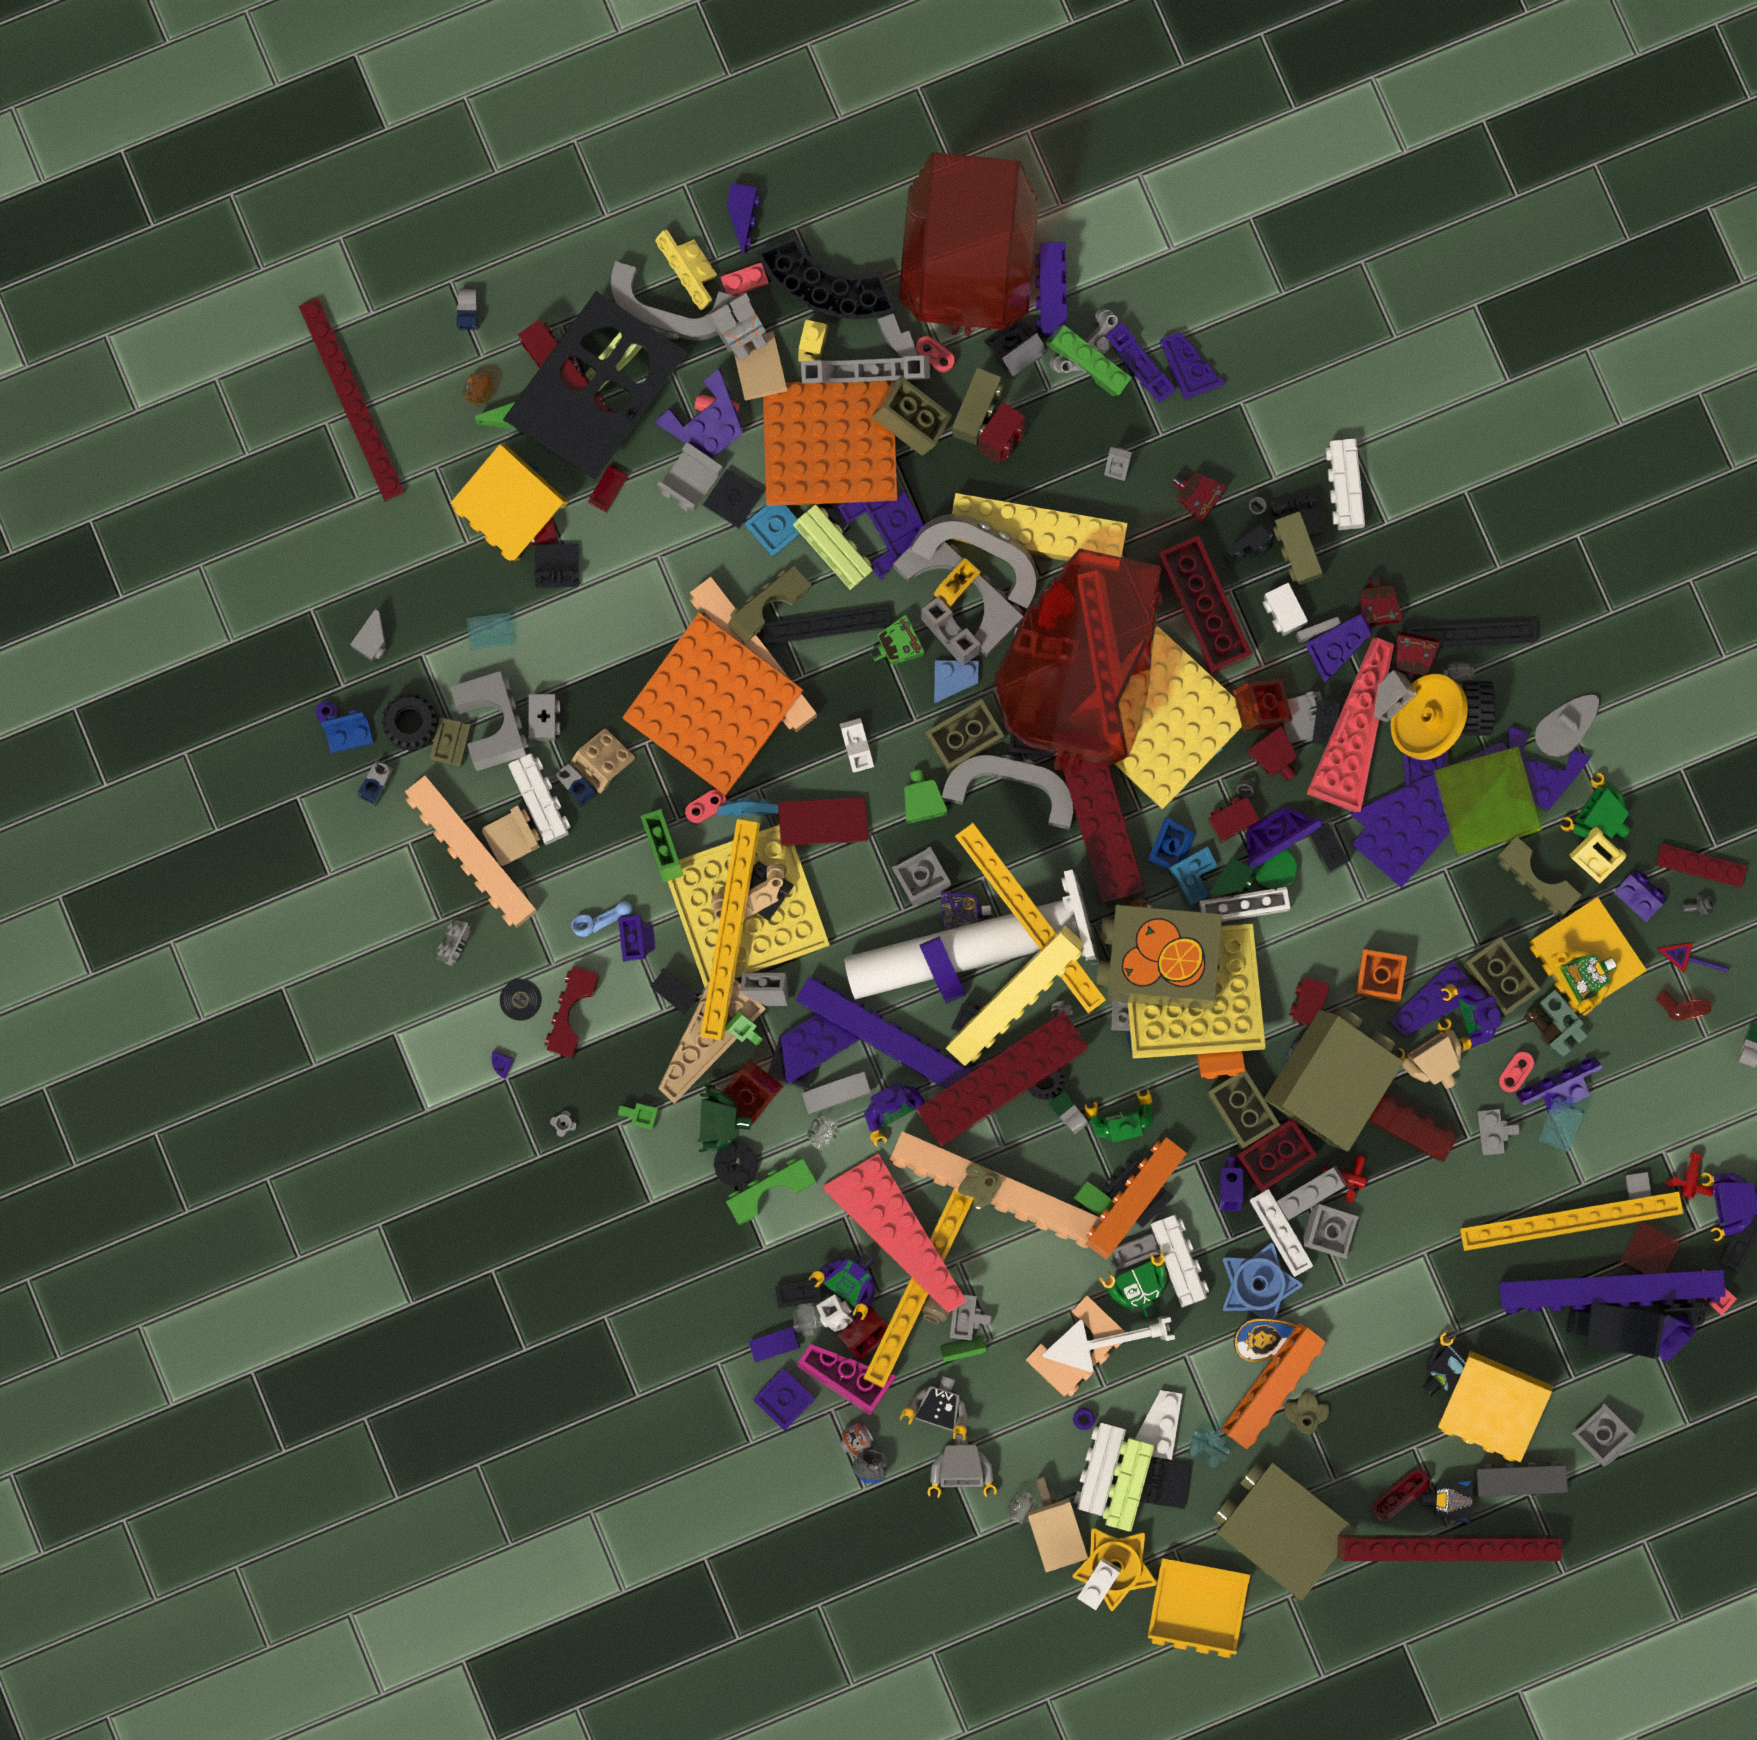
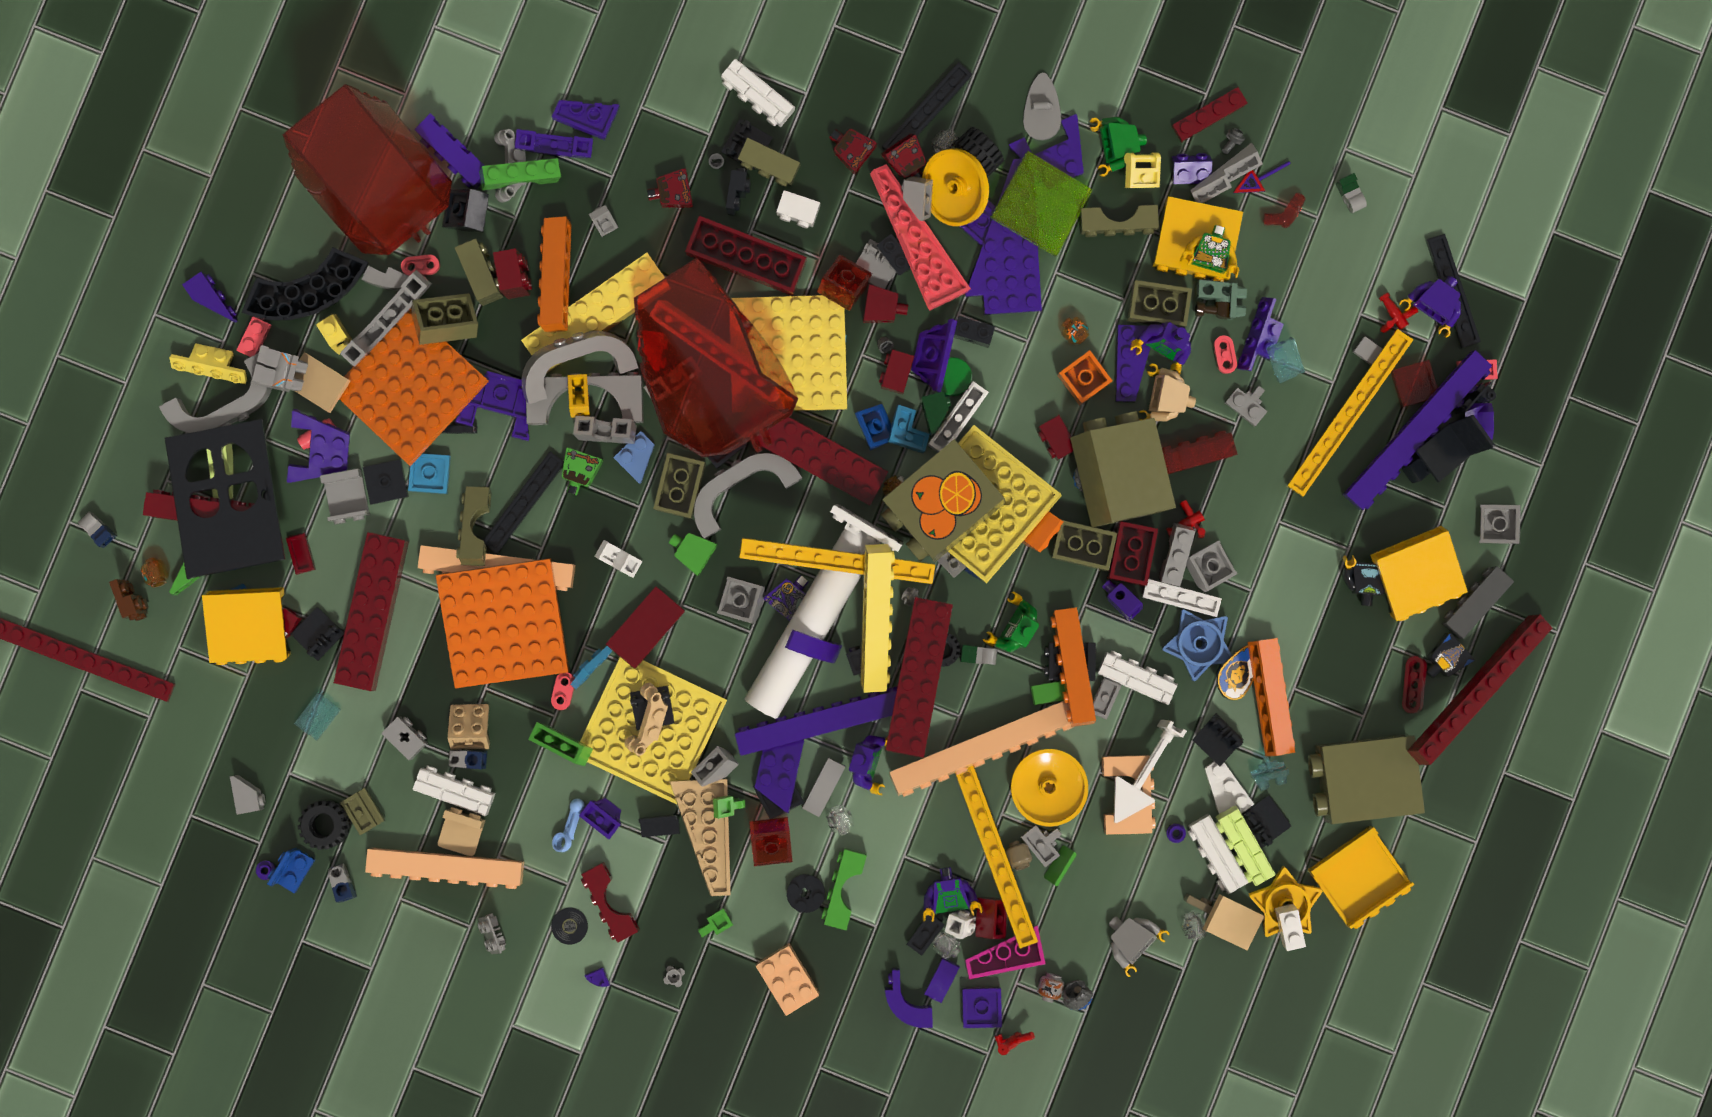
camera: 55 degrees left, 5 degrees up
(435, 395) = (130, 606): none -> reddish brown plate
(507, 742) = (398, 776): light grey arch -> none
(617, 590) = (371, 612): none -> dark red brick
(651, 1217) = (787, 979): none -> light nougat brick
(719, 1337) = (908, 1013): none -> dark purple arch
(720, 1120) = (769, 878): dark green torso -> none
(730, 929) = (656, 754): yellow plate -> none
(771, 1445) = (1010, 1043): none -> red piece
(833, 546) = (478, 449): yellowish green brick -> none
(882, 1211) = (923, 831): coral wing -> none
(939, 1408) = (1082, 917): torso -> none
(976, 1186) = (969, 759): olive plate -> none
(1018, 1276) = (1049, 787): none -> yellow dish
(1035, 468) = (555, 274): none -> orange brick
(1139, 1285) = (1128, 718): green torso -> none
(1194, 1377) = (1218, 739): none -> black hinge
(1306, 1409) = (1304, 690): olive plate -> none
(1317, 630) = (831, 201): light grey tile -> none
(1338, 645) = (853, 198): dark purple wing -> none
(1412, 930) = (1074, 330): none -> clear orange head
(1657, 926) = (1220, 179): none -> light grey slope

